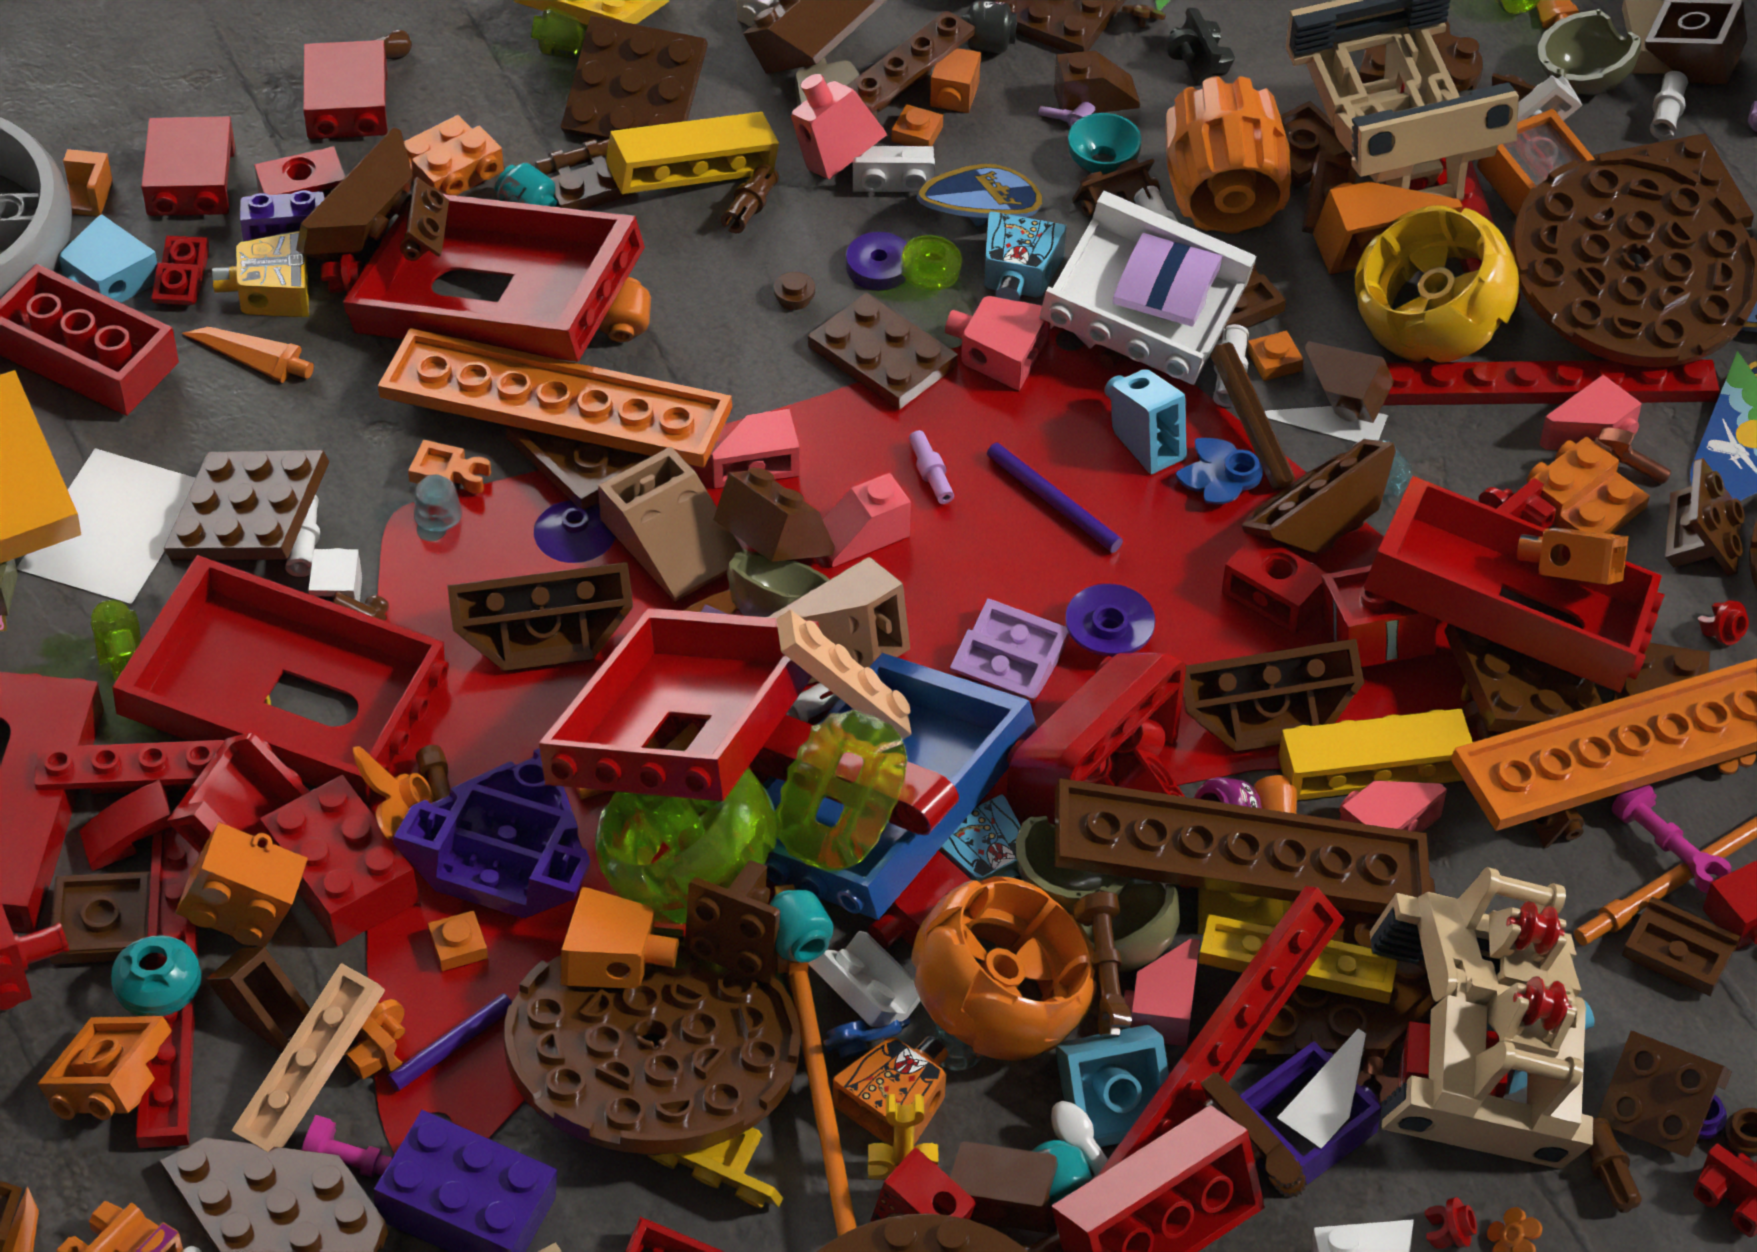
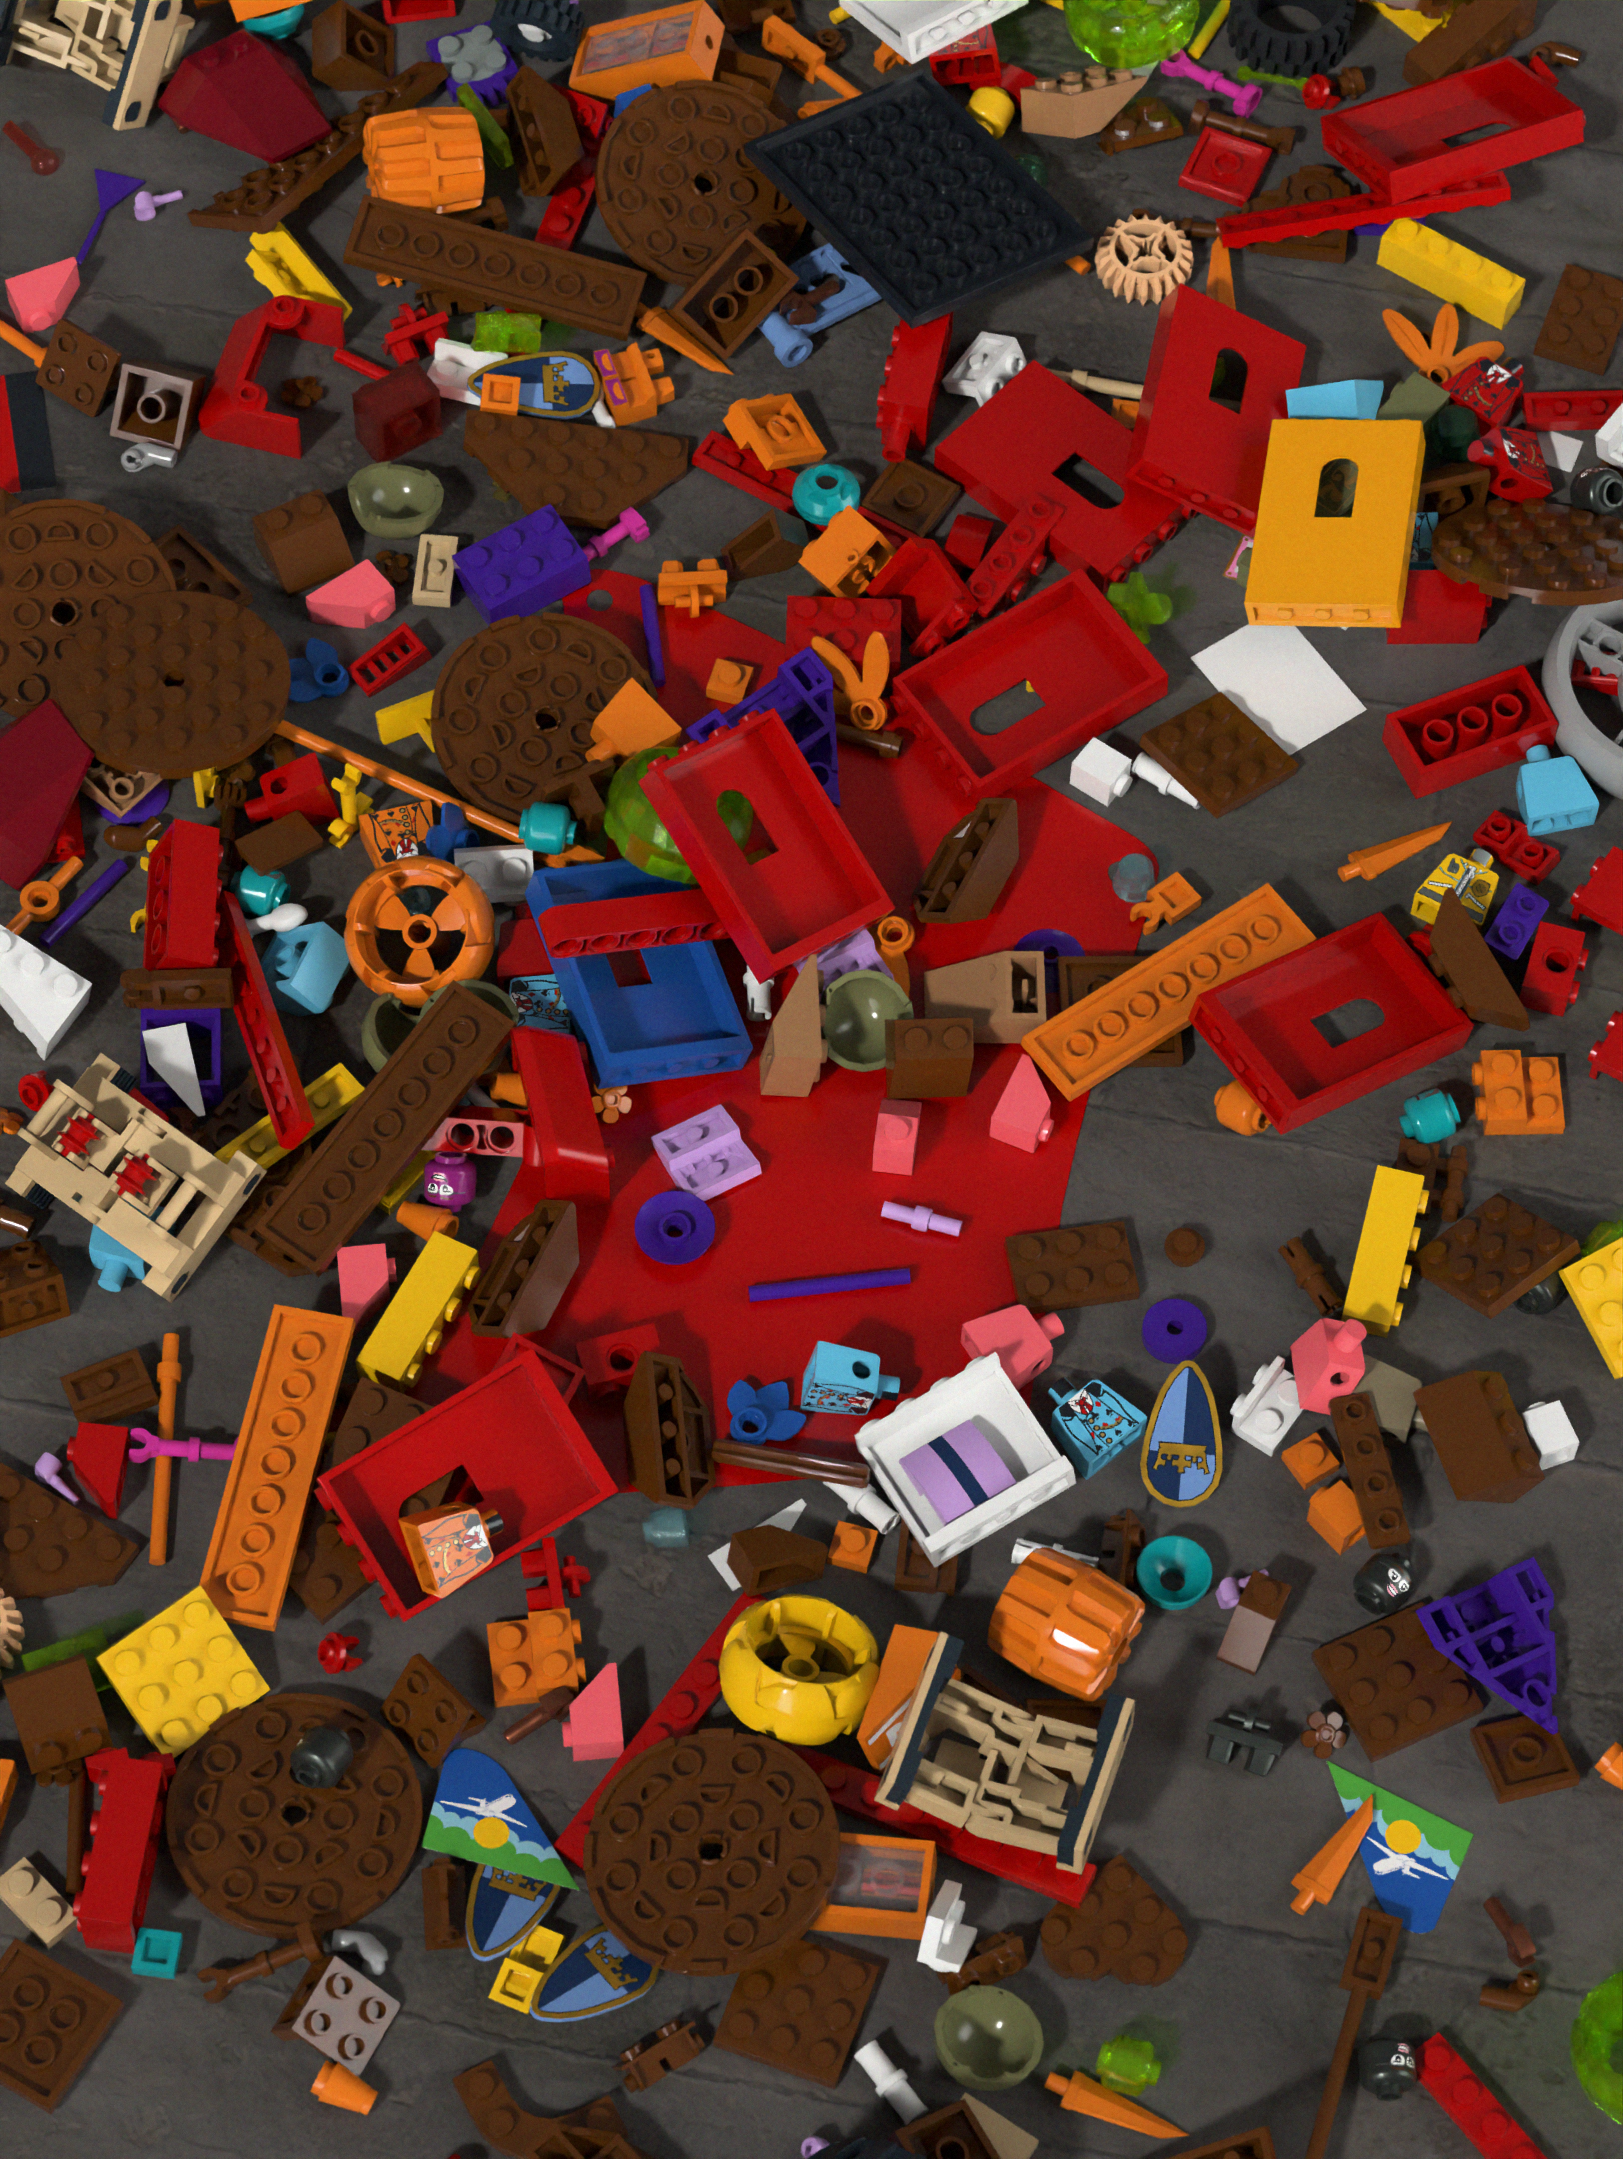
camera: 125 degrees right, 10 degrees up
(308, 1059) = (687, 534): light nougat plate -> none
(374, 605) = (1058, 774): reddish brown arm -> none
(425, 221) = (1415, 994): reddish brown hinge -> none
(840, 673) = (721, 967): light nougat plate -> none
(865, 801) = (587, 892): clear neon green piece -> none
(931, 262) = (1132, 1351): clear neon green plate -> none
(1099, 910) = (406, 998): reddish brown piece -> none
(1166, 993) = (335, 1038): coral slope -> none

